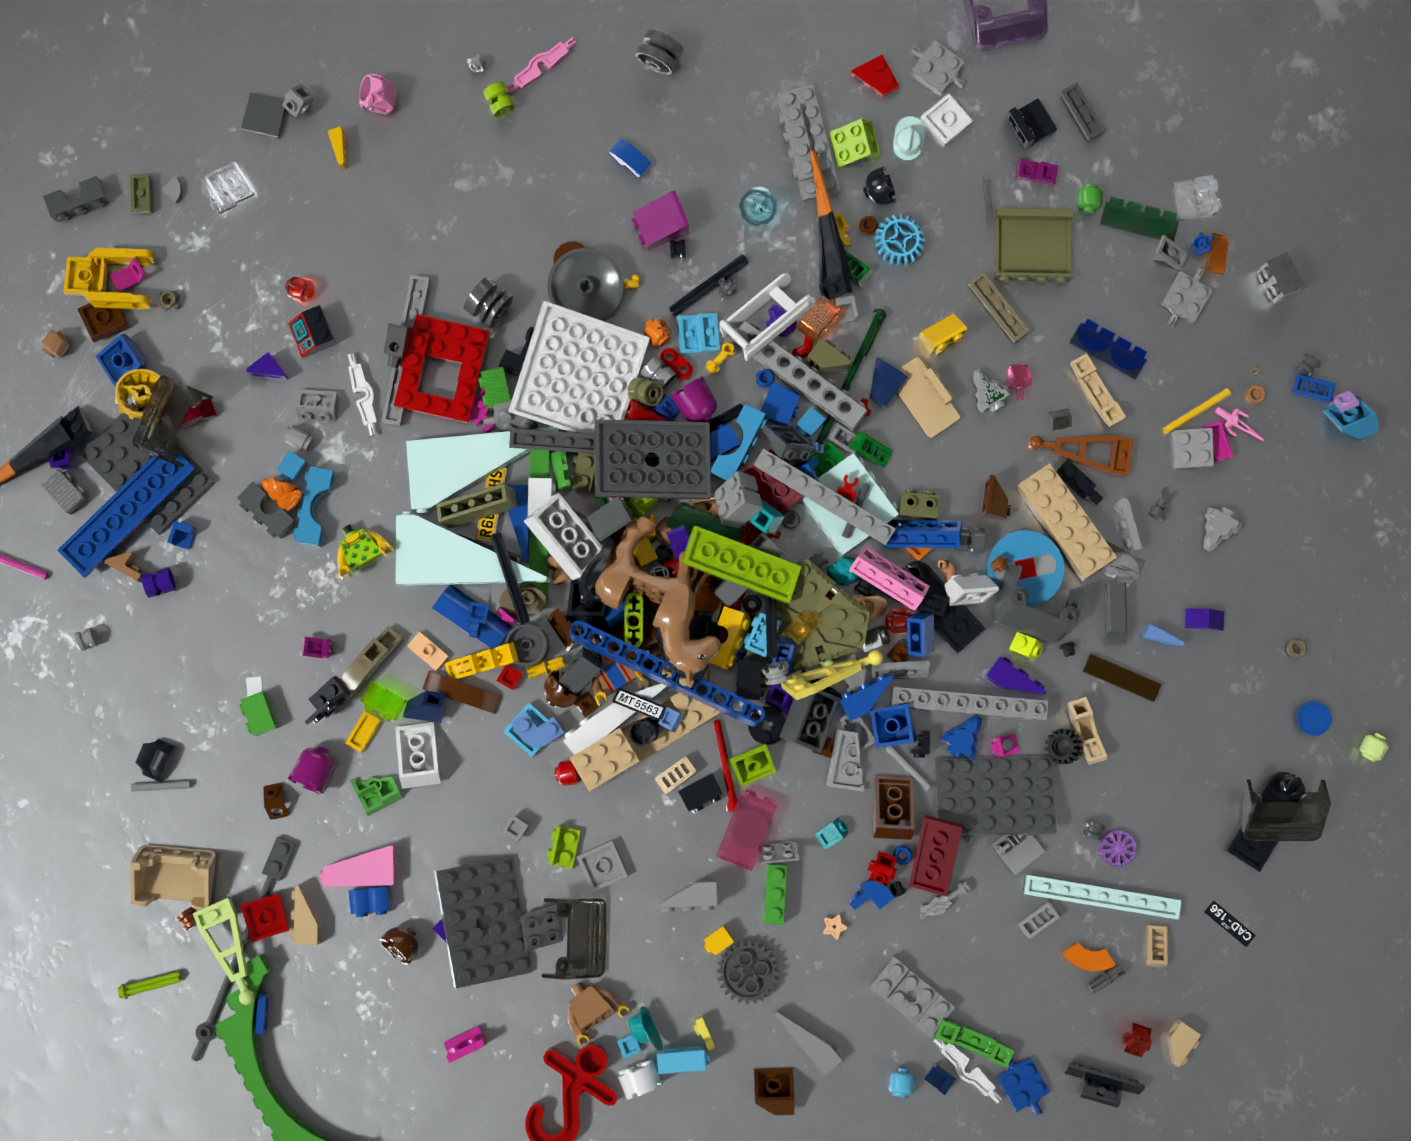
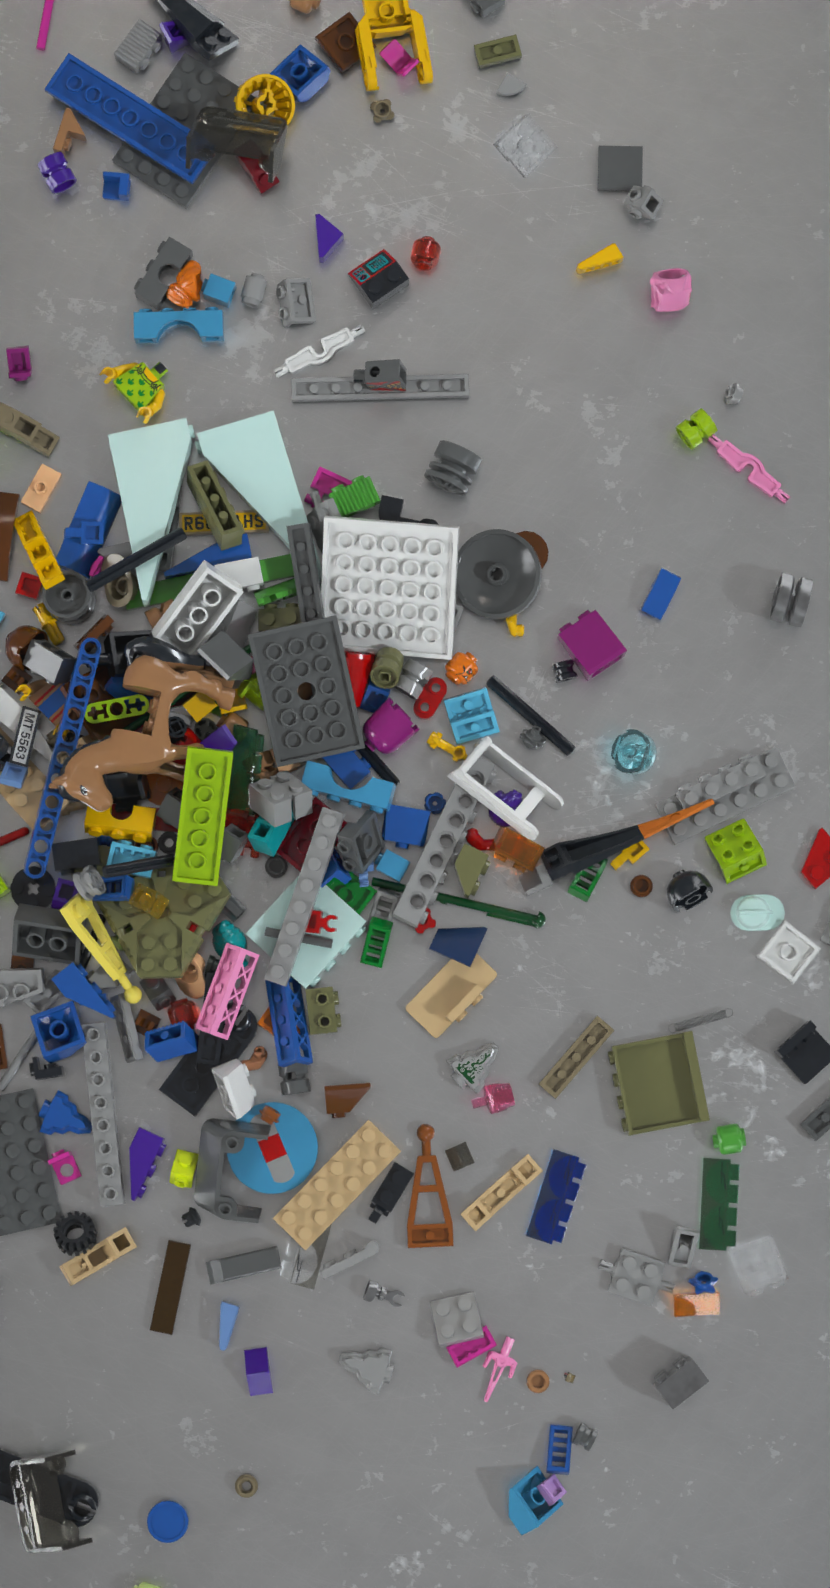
camera: 75 degrees right, 0 degrees up
(446, 342) = (397, 433): red piece -> none
(897, 224) = (636, 934): medium azure gear -> none
(942, 334) = (528, 997): yellow slope -> none
(1037, 172) = (749, 1070): magenta slope -> none
(1196, 411) = (503, 1315): yellow bar -> none

